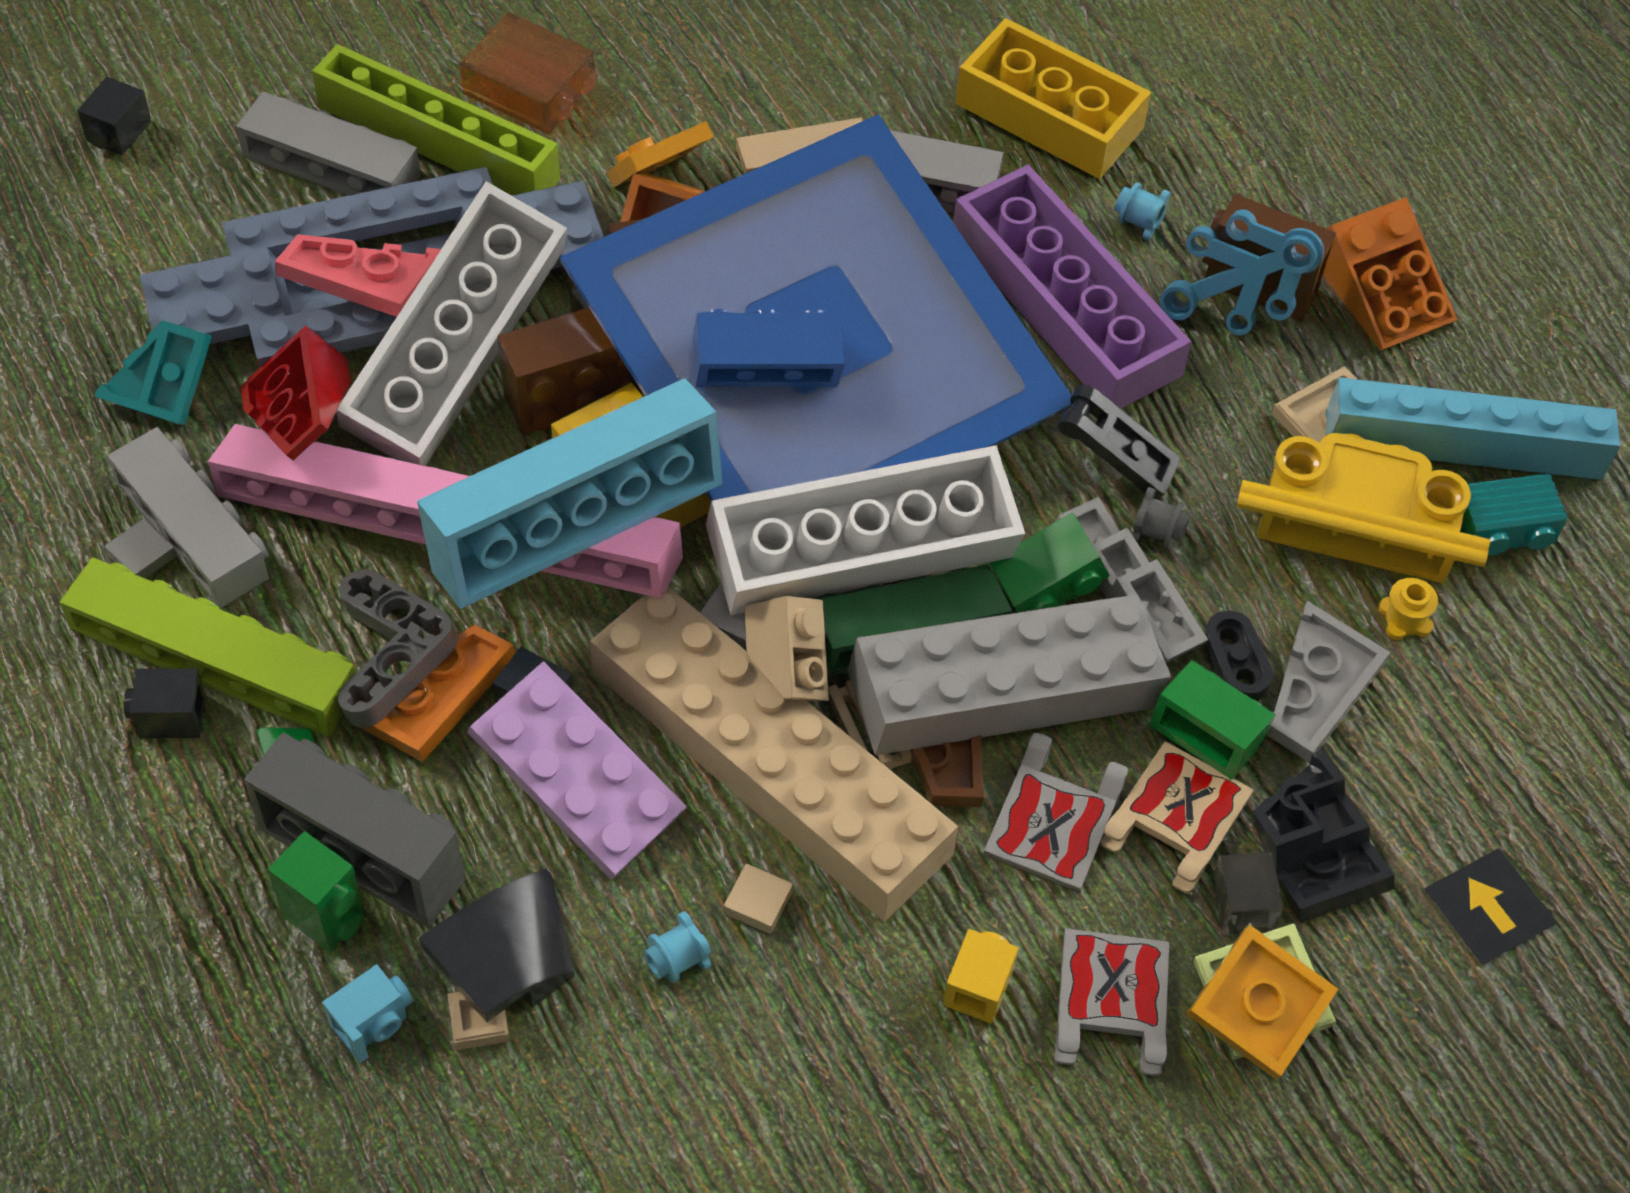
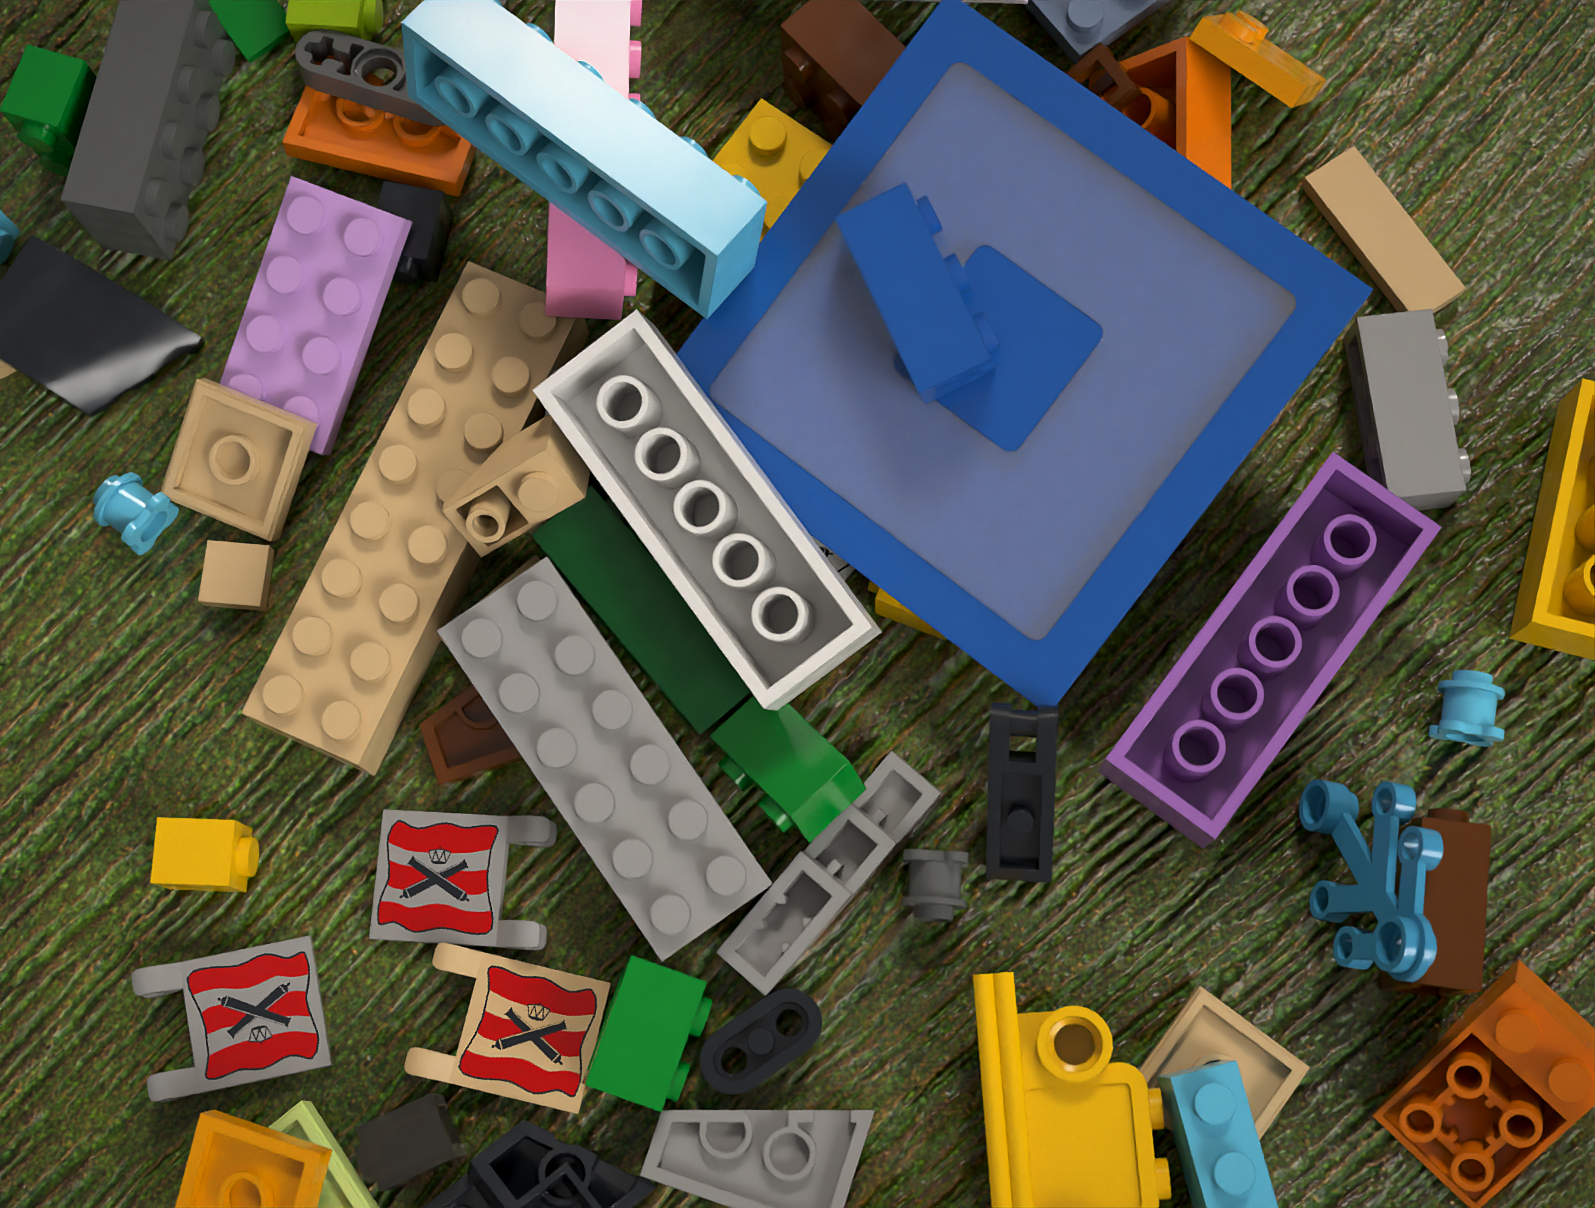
camera: 80 degrees right, 20 degrees up
(668, 861) = (238, 459): none -> tan tile

